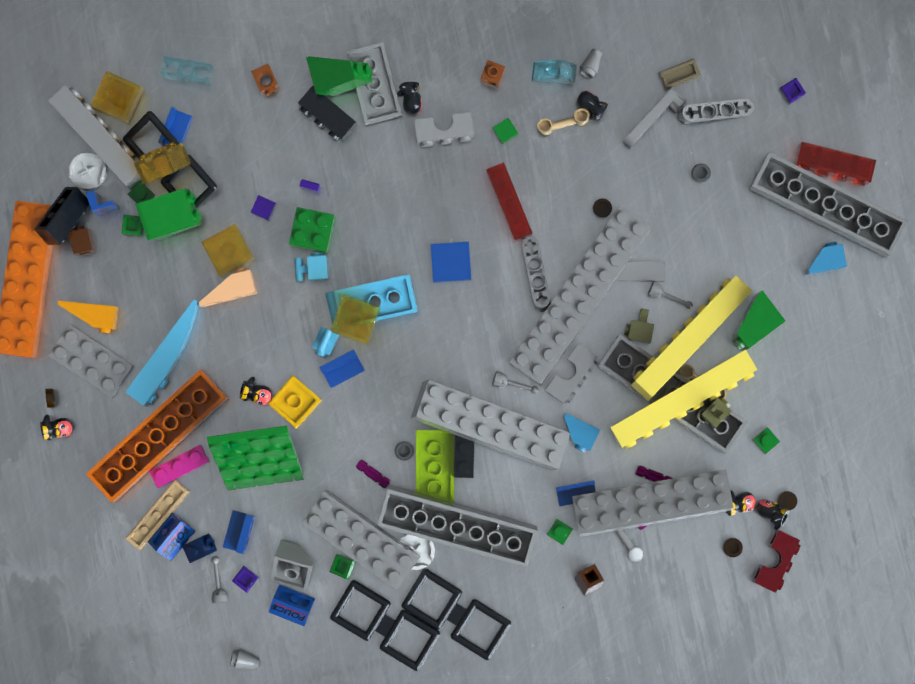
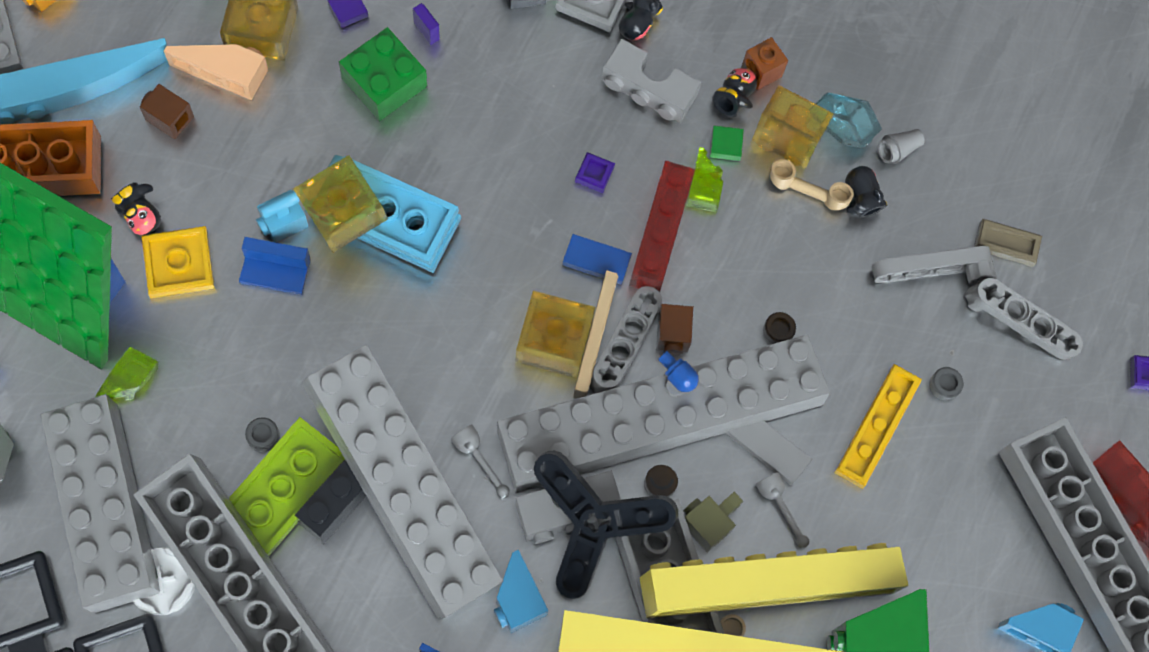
camera: 25 degrees right, 15 degrees down
(224, 333) = (166, 111): none -> reddish brown brick
(316, 267) = (346, 122): medium azure brick -> none
(320, 473) = (129, 375): none -> clear neon green slope
(342, 566) = (43, 520): green plate -> none
(373, 474) = (195, 429): magenta axle -> none
(450, 262) = (526, 245): blue tile -> none
(453, 197) = (594, 172): none -> dark purple tile
(488, 97) = (735, 90): none -> black animal
(489, 242) = (596, 258): none -> blue tile
(501, 298) = (554, 334): none -> clear yellow brick
(512, 161) = (706, 184): none -> clear neon green slope
(519, 282) = (595, 335): none -> tan tile
(533, 101) = (792, 127): none -> clear yellow brick
(554, 249) = (674, 328): none -> reddish brown brick
(576, 274) = (679, 373): none -> blue cylinder
(577, 372) = (578, 502): none -> black piece
(603, 328) = (661, 481): none -> dark brown tile
(683, 220) = (878, 426): none -> yellow tile

